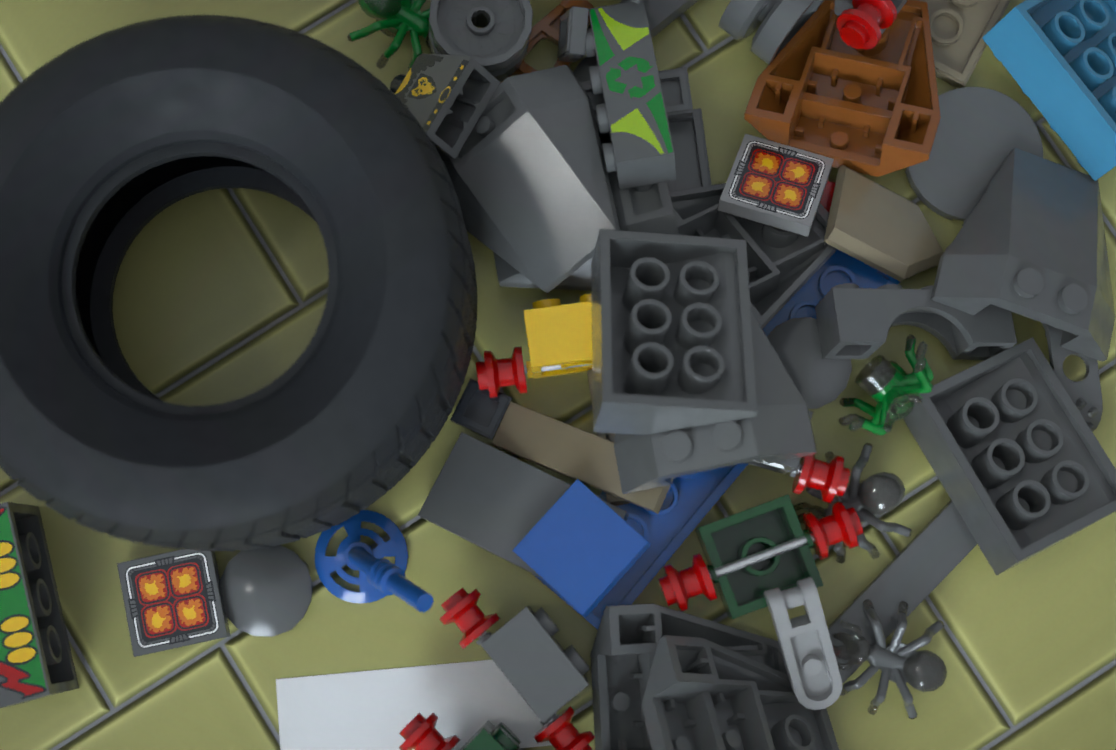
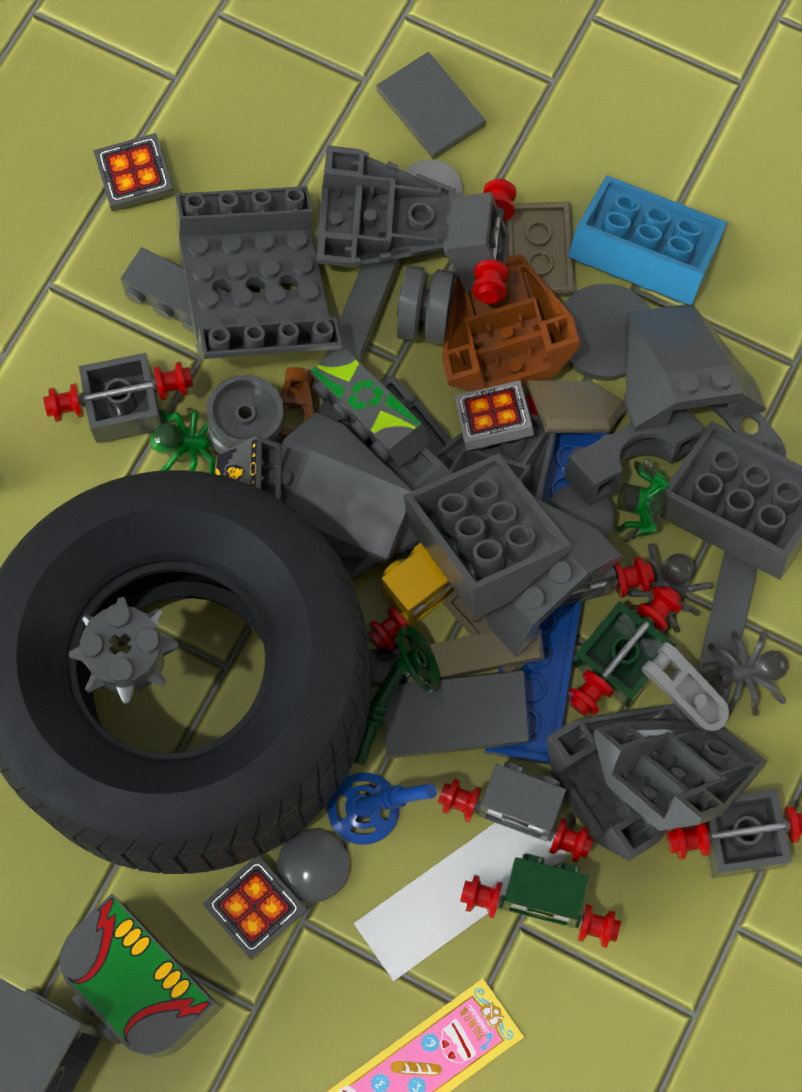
camera: 30 degrees left, 10 degrees down
(101, 224) = (117, 670): none -> dark grey brick
(502, 430) = (413, 661): none -> dark green dish
(573, 34) = (307, 392): dark grey tile -> none
(581, 548) = (508, 709): blue tile -> none

